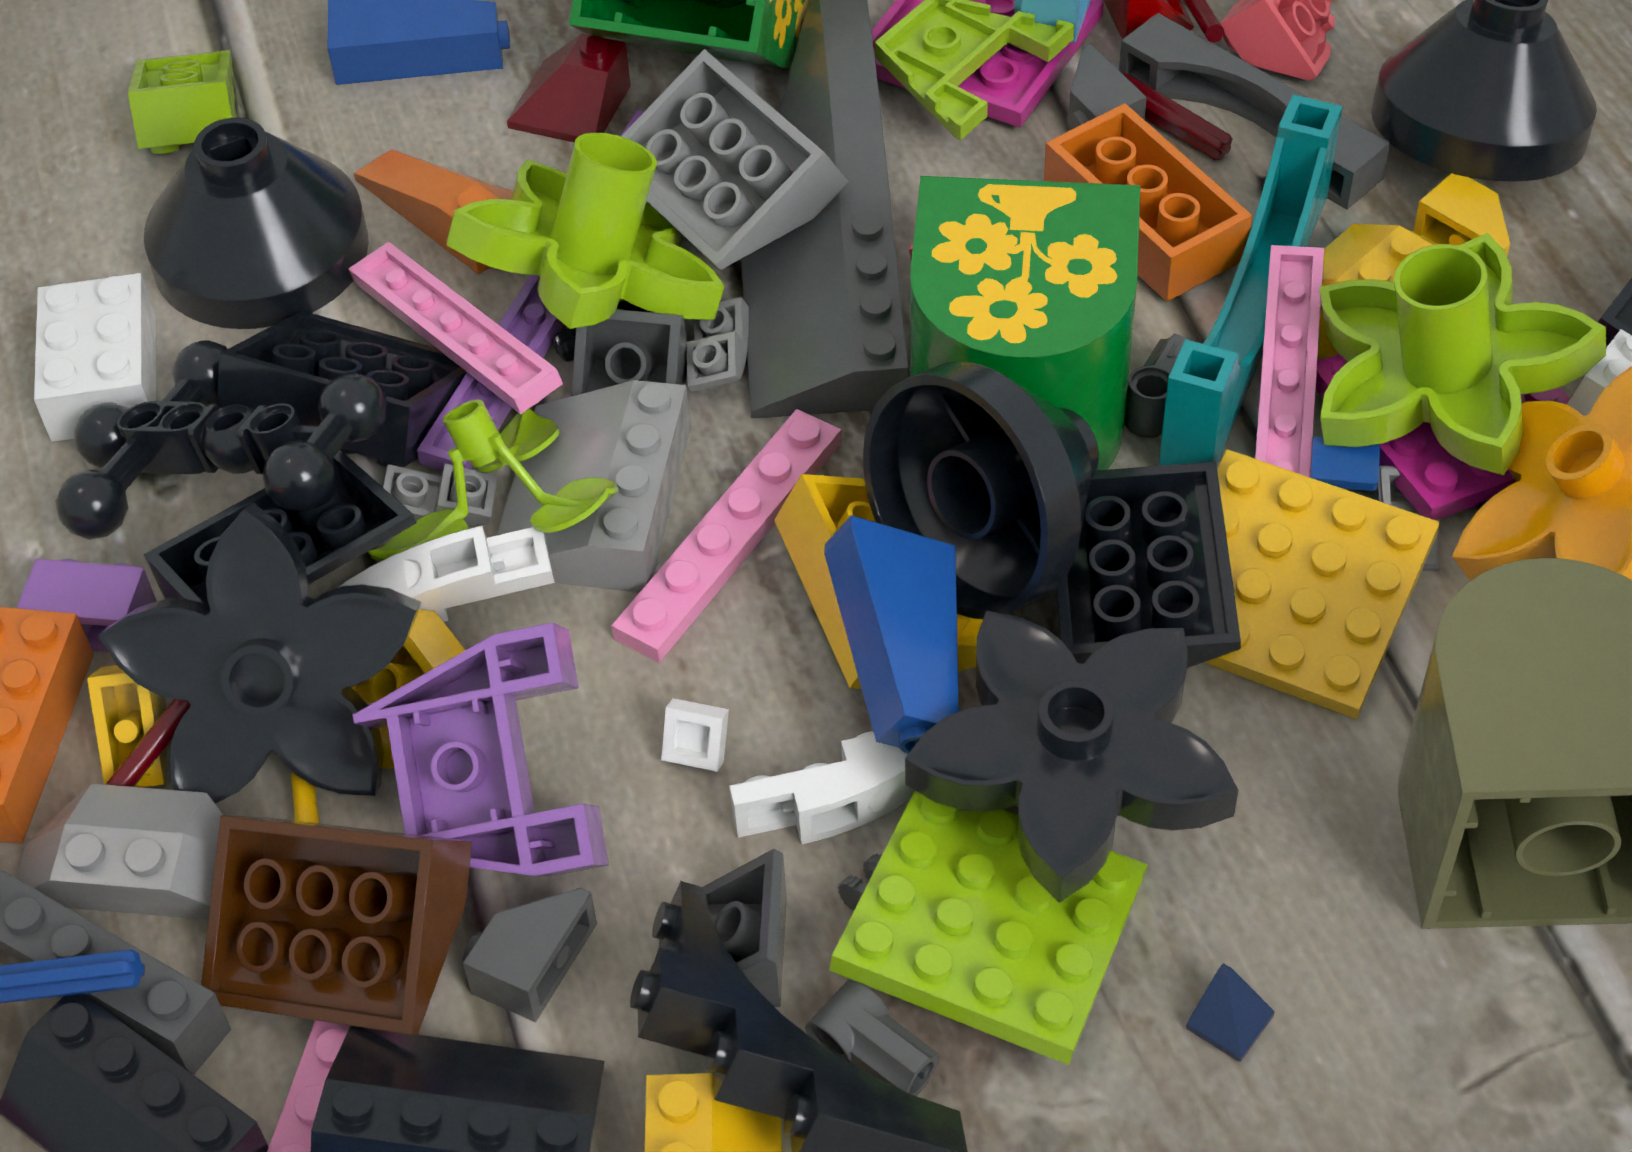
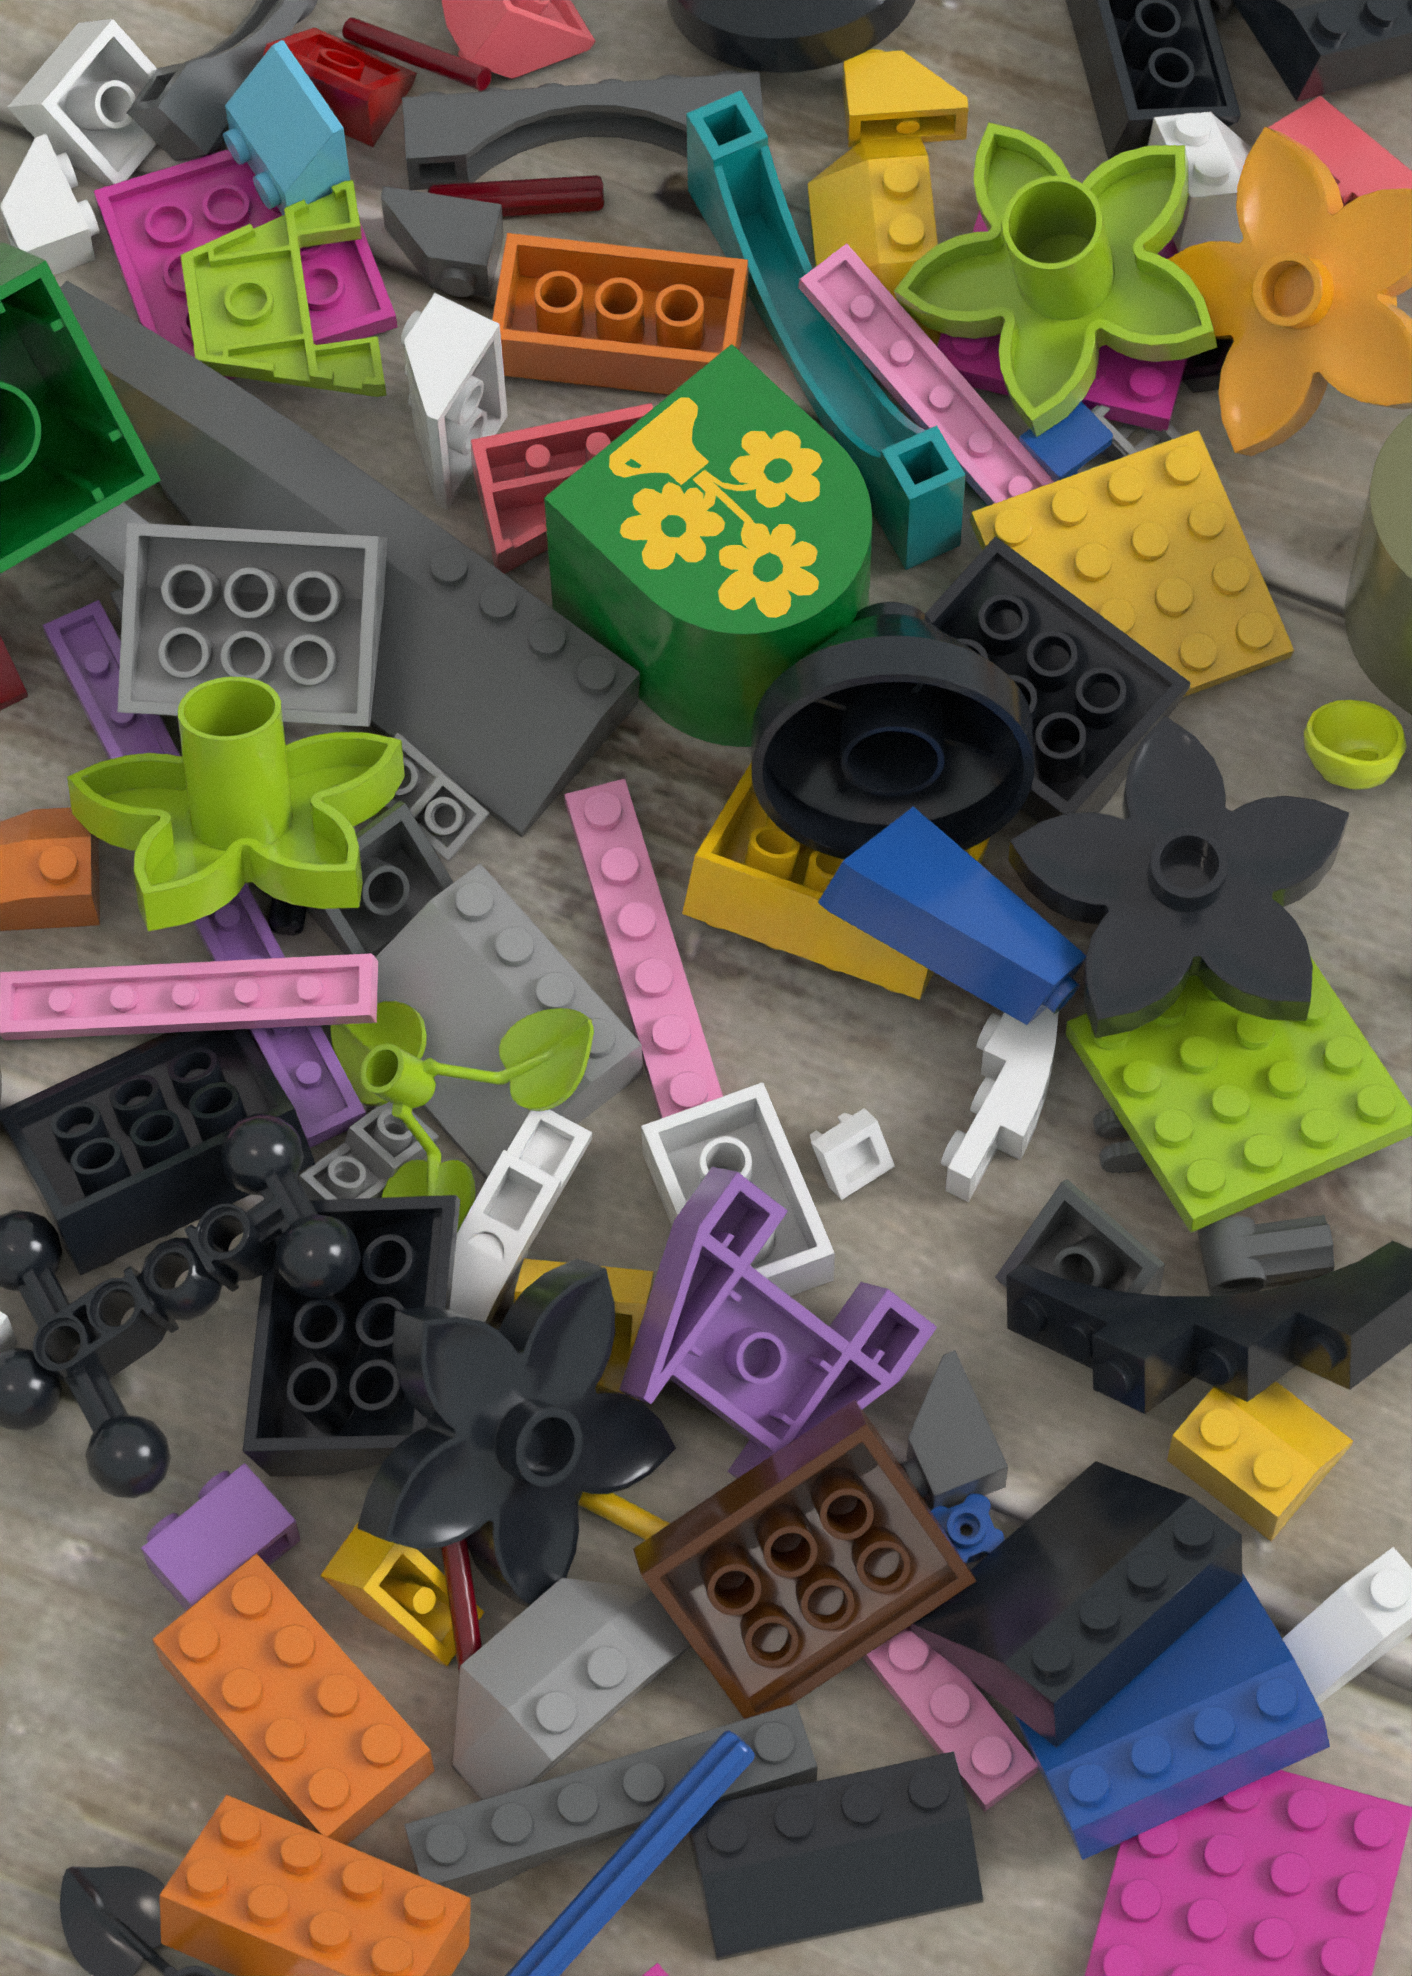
camera: 50 degrees left, 15 degrees up
(465, 1000) = (975, 1514): none -> blue plate
(622, 675) = (745, 1137): none -> white brick
(983, 127) = (453, 388): none -> white slope
(1328, 792) = (1354, 743): none -> neon yellow piece

